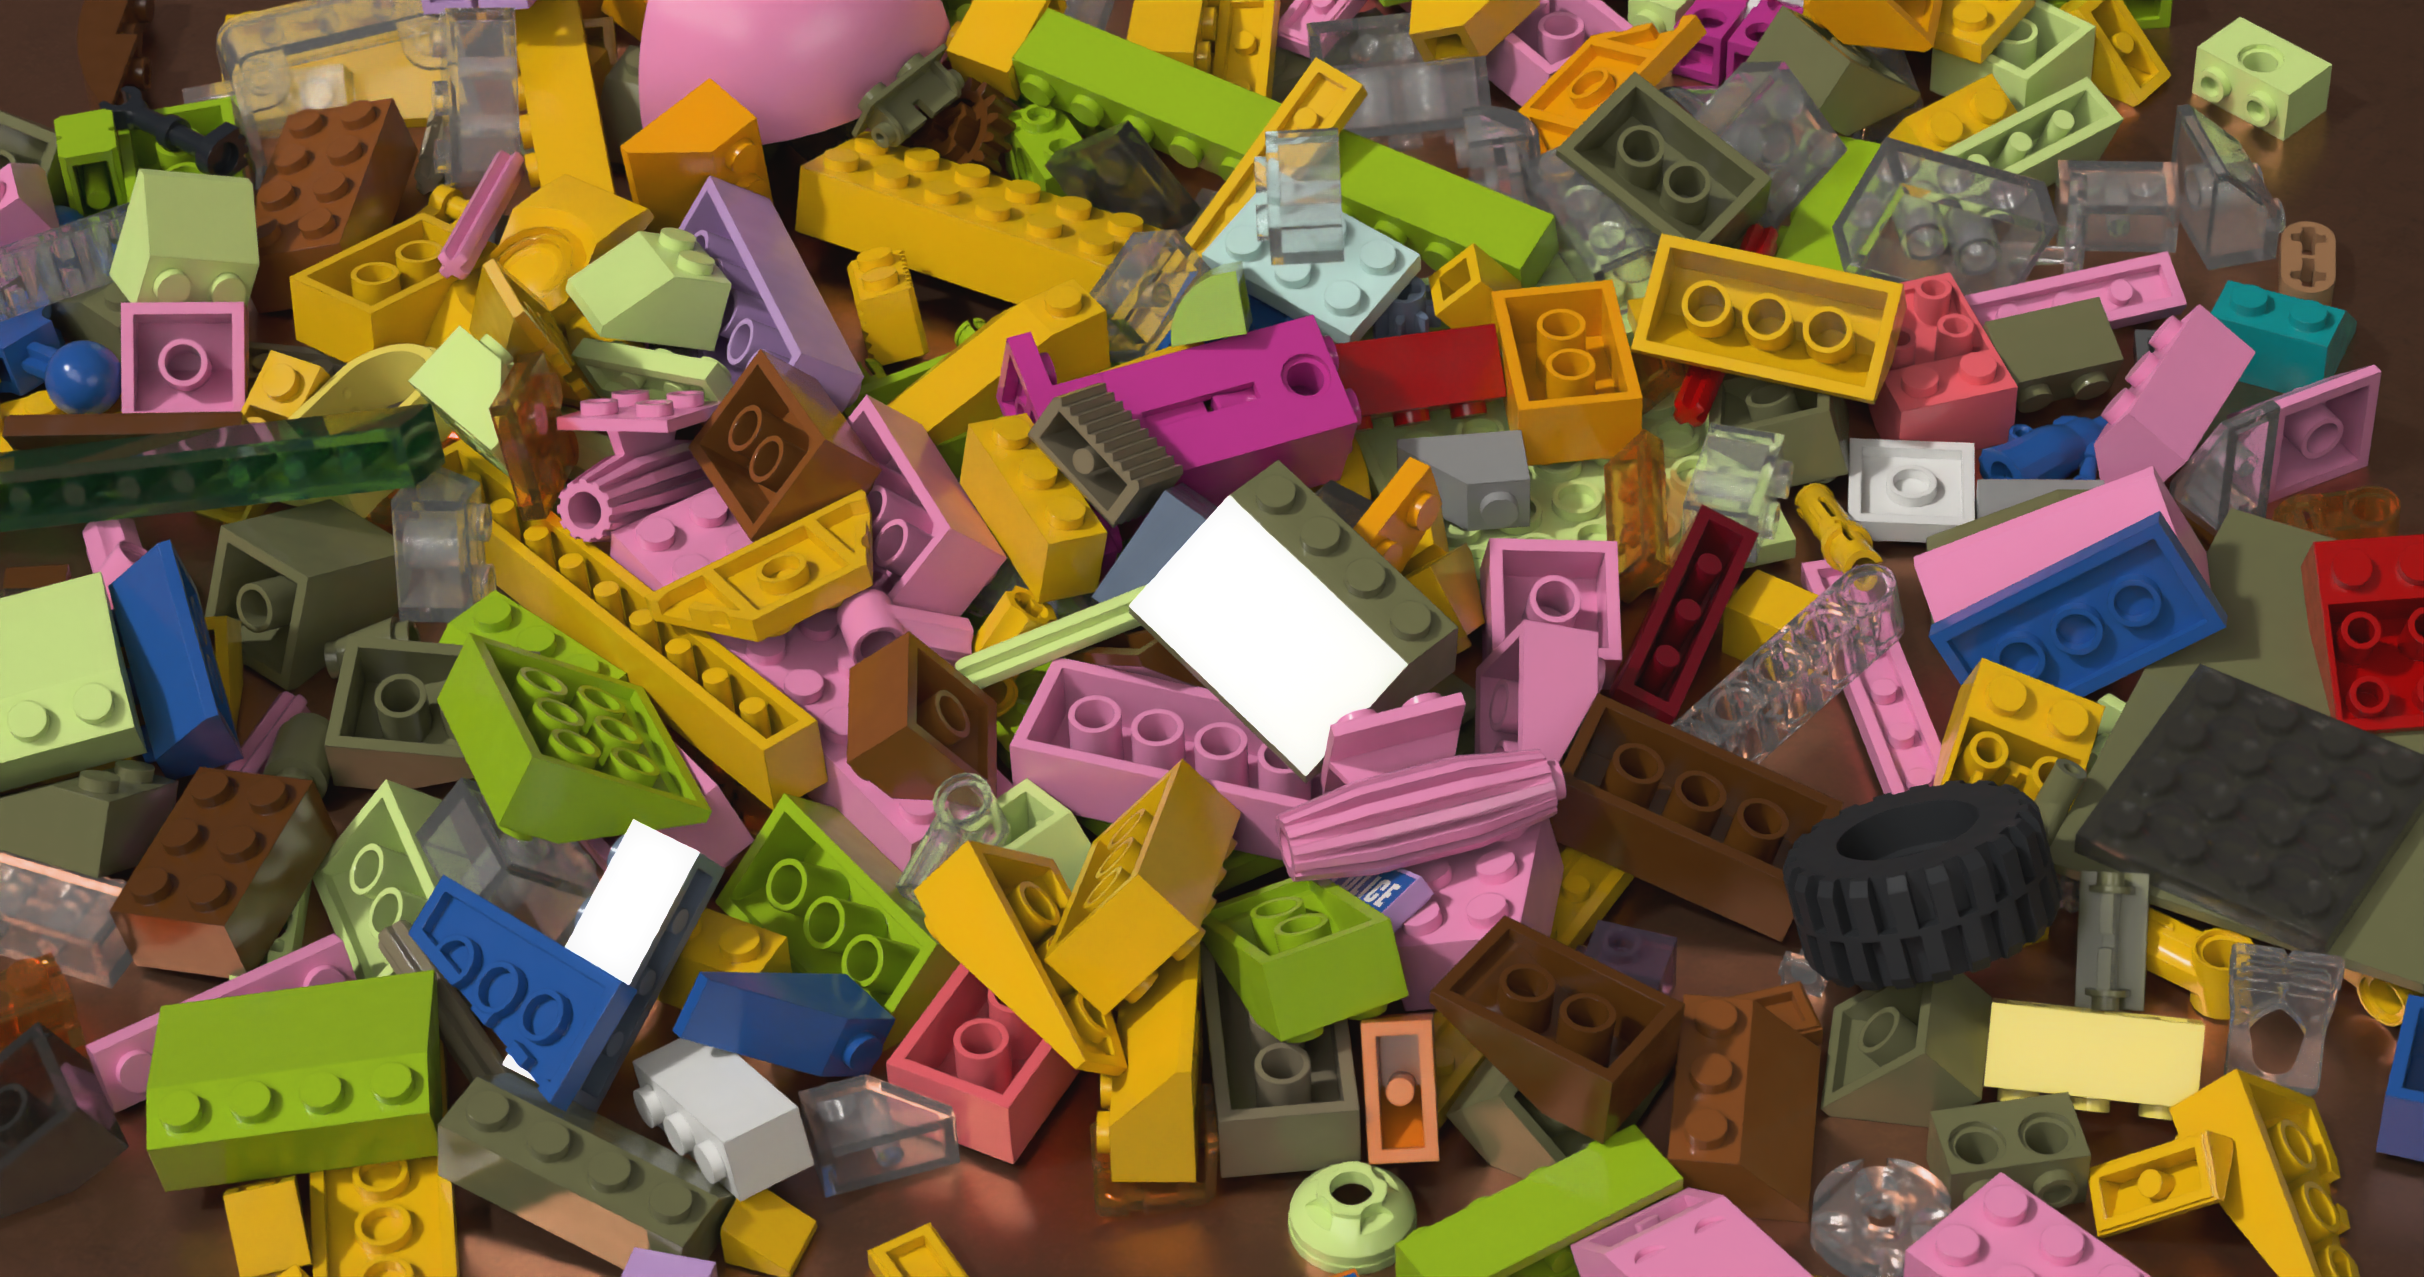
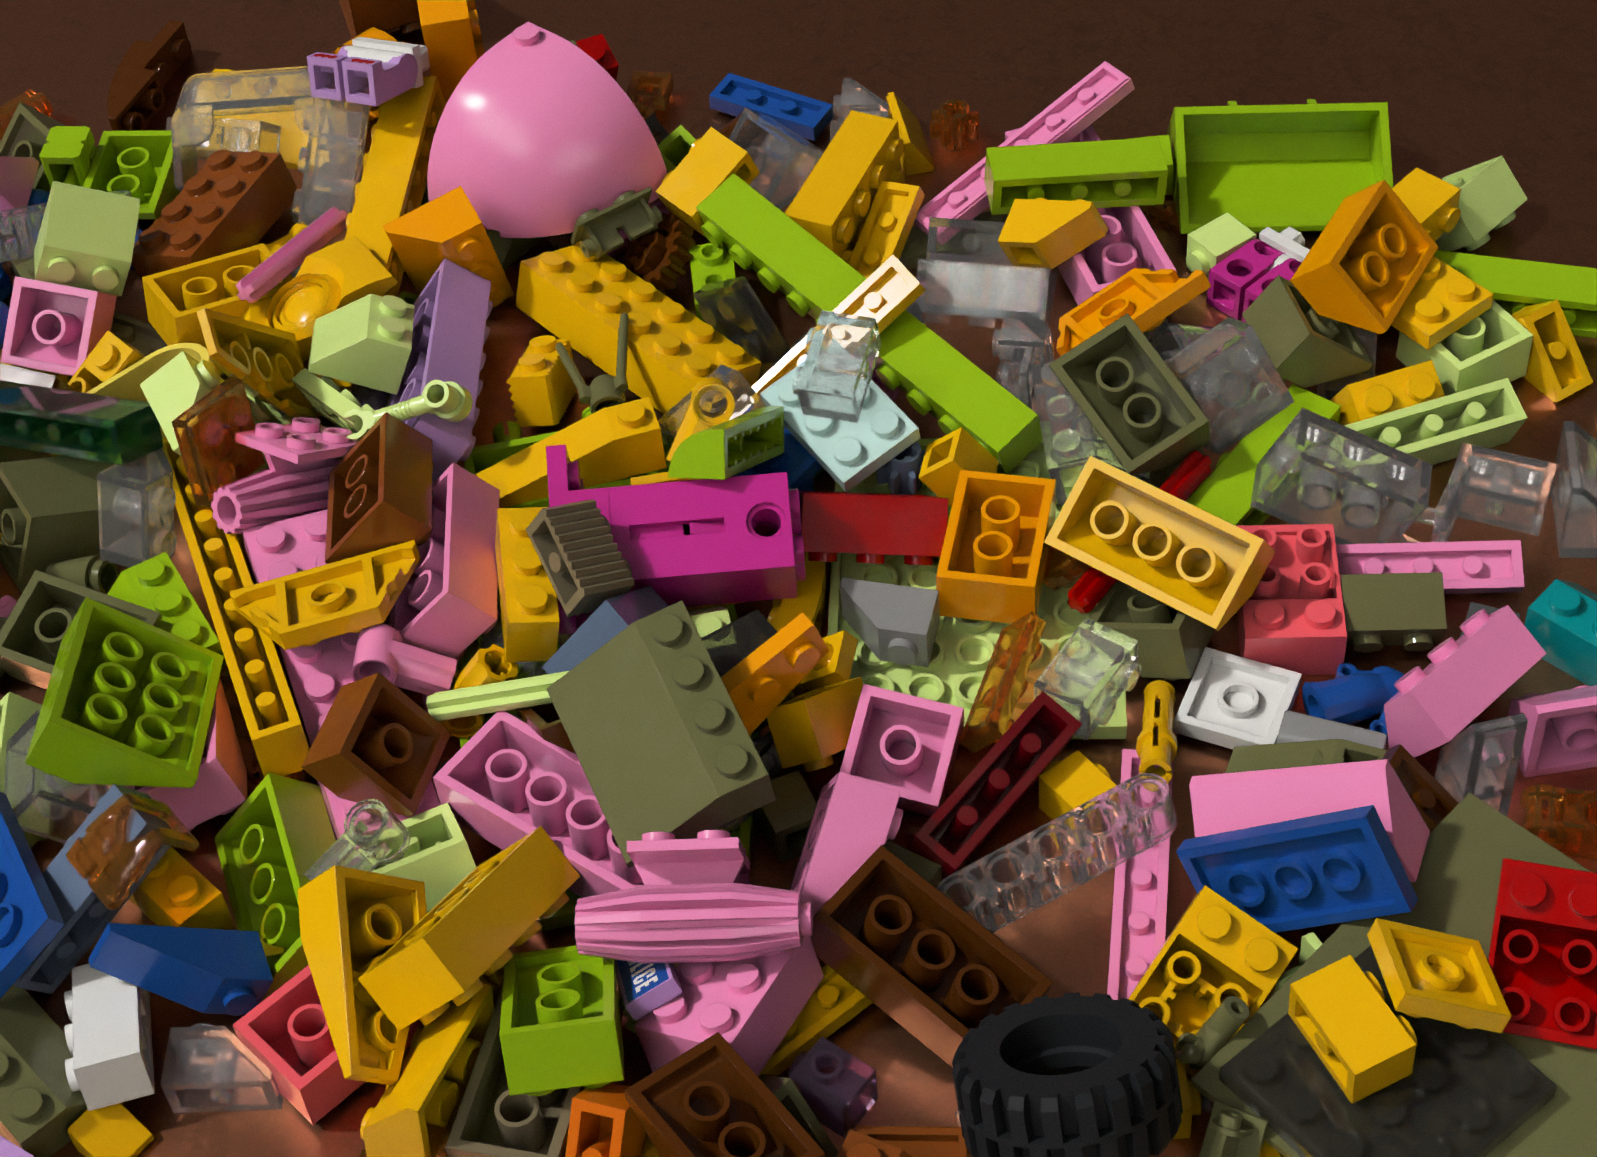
camera: 20 degrees right, 5 degrees up
(215, 154) = (143, 172): black piece -> none
(667, 909) = (113, 863): none -> clear orange piece
(828, 337) = (440, 398): none -> yellowish green brick
(984, 294) = (604, 389): none -> olive plant
(1148, 303) = (696, 418): none -> yellow piece
(2213, 749) = (1352, 1028): none -> yellow brick
(2284, 679) = (1438, 976): none -> yellow plate

